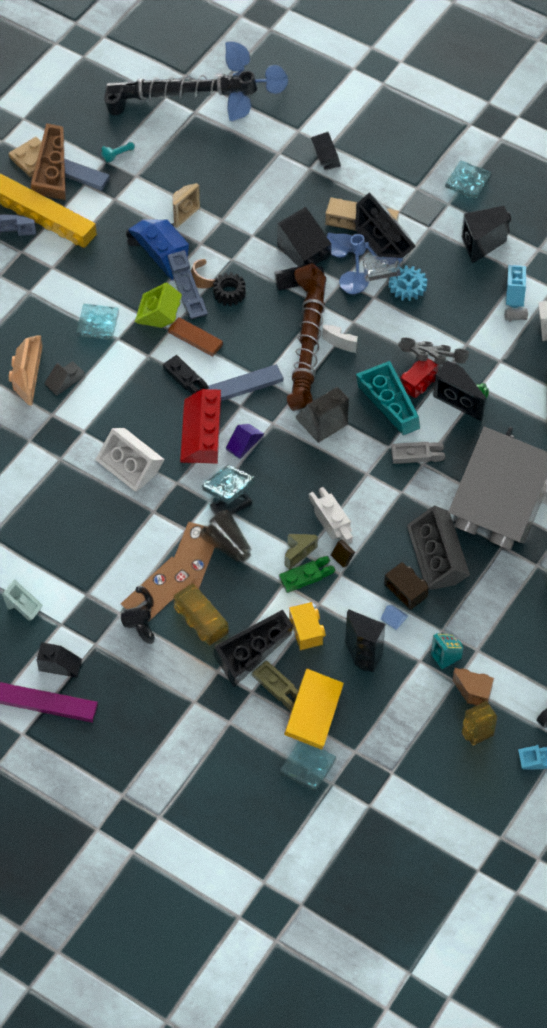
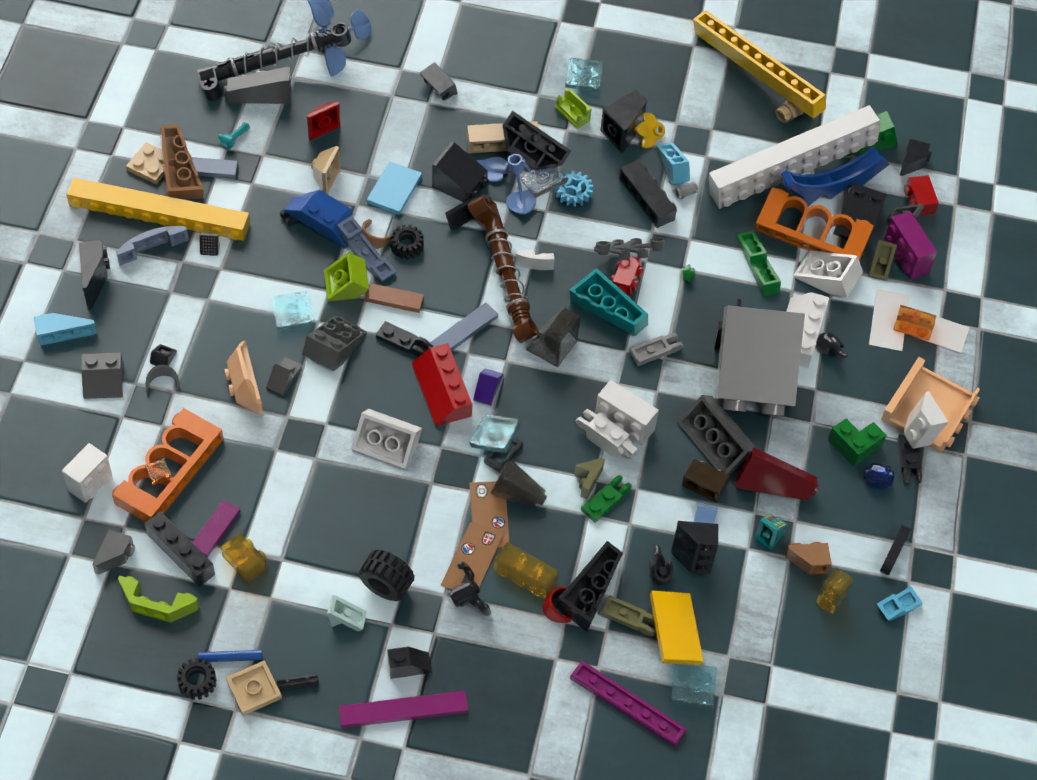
camera: 25 degrees left, 0 degrees up
(50, 242) = (209, 244): none -> black slope
(70, 577) = (386, 575): none -> black tyre
(120, 360) = (333, 342): none -> dark grey slope
(160, 114) = (260, 87): none -> dark grey slope
(200, 158) = (323, 119): none -> red slope
(206, 657) = (549, 610): none -> red helmet
(241, 237) = (394, 188): none -> medium azure tile
(241, 763) = (628, 703): none -> magenta tile
(306, 625) = (635, 552): yellow brick -> none
(324, 654) = (659, 572): none -> black piece
(342, 553) = (632, 467): dark brown tile -> none
(358, 501) = (627, 412): none -> white brick
(442, 209) = (573, 108): none -> lime hinge
(459, 390) = (672, 278): black slope -> none
(473, 602) = (773, 476): none -> dark red slope
(477, 307) = (647, 193): none -> black brick
(504, 246) = (648, 130): none -> yellow plate

